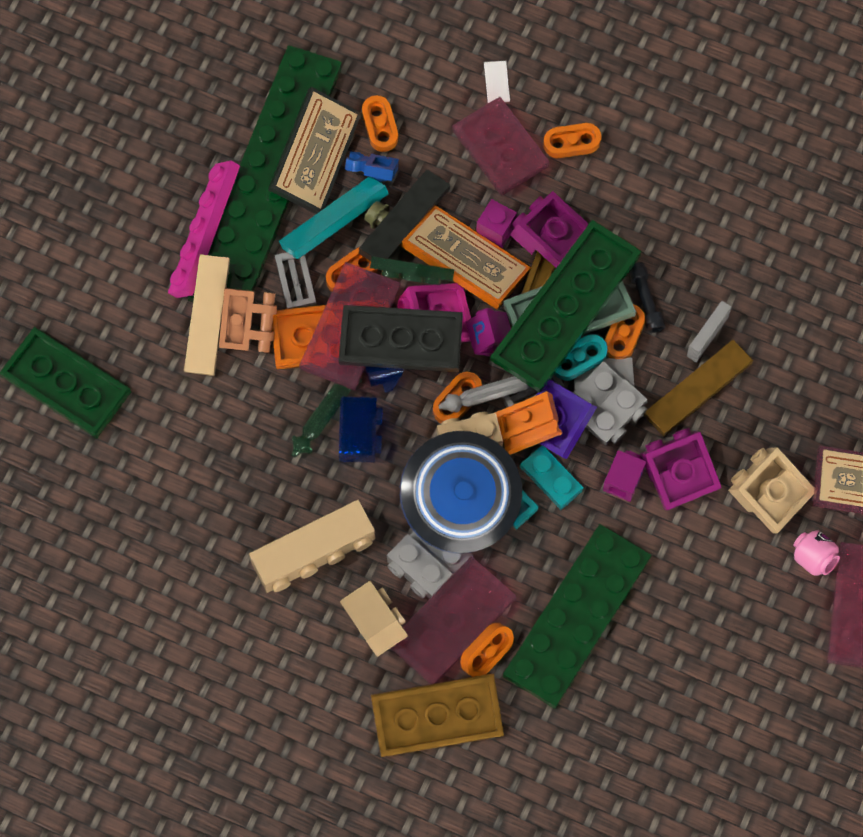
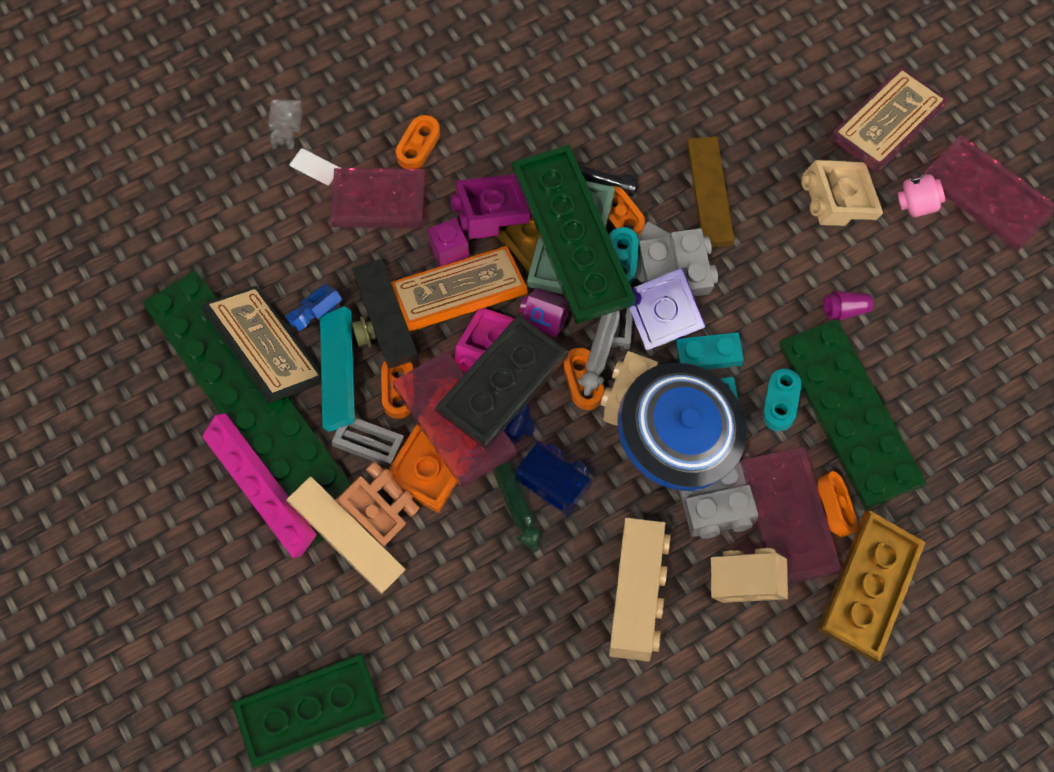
camera: 55 degrees left, 5 degrees down
(380, 125) = (281, 276): orange plate -> none
(411, 271) = (439, 337): clear green plate -> none
(518, 30) = (283, 120): none -> clear plate
(528, 422) = (655, 330): orange plate -> none
(551, 557) = (782, 397): none -> teal plate
(624, 475) = (751, 293): magenta brick -> none
(670, 555) = (844, 305): none -> magenta cone
(680, 468) = (775, 247): magenta plate -> none
(708, 331) = (668, 150): light grey tile -> none

